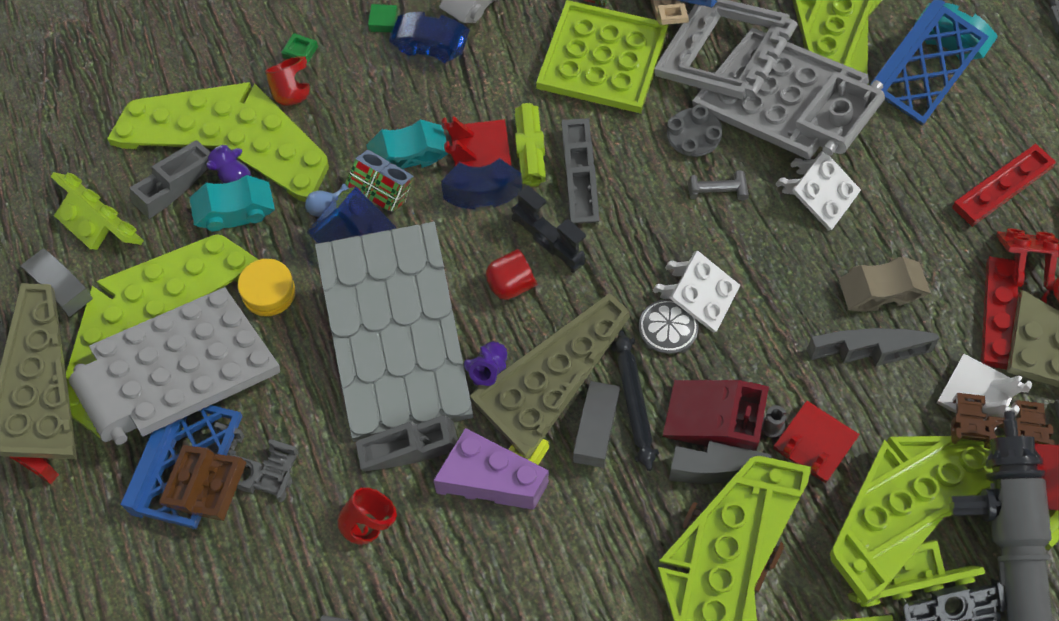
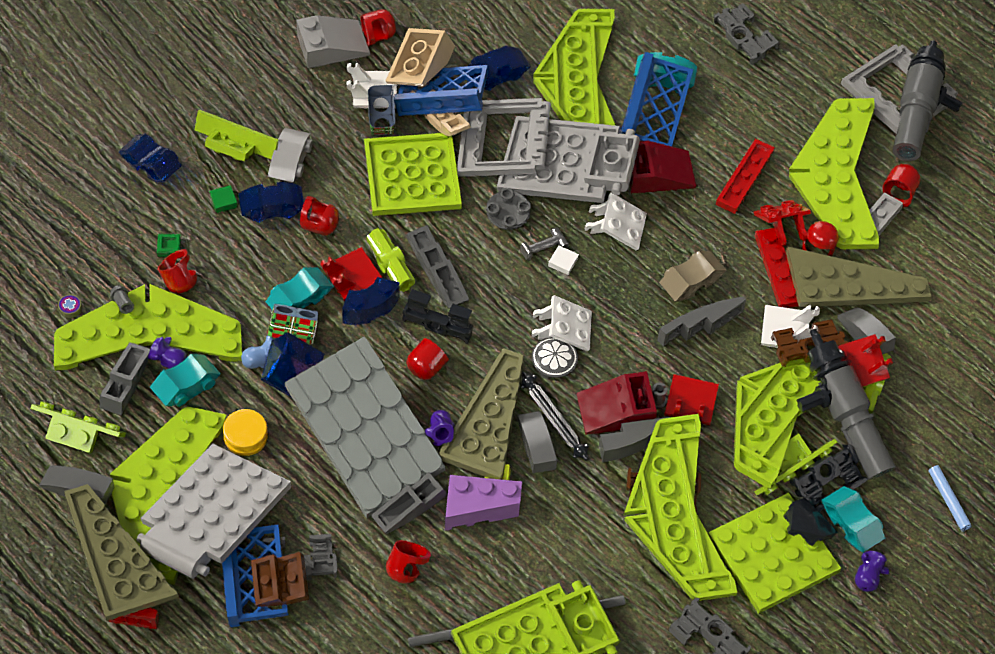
camera: 30 degrees left, 5 degrees down
(161, 80) = (70, 306): none -> tile
(212, 85) = (120, 296): none -> dark grey pin
(479, 73) = (323, 217): none -> red helmet
(733, 212) = (563, 260): none -> white tile
(900, 142) = (661, 169): none -> dark red slope

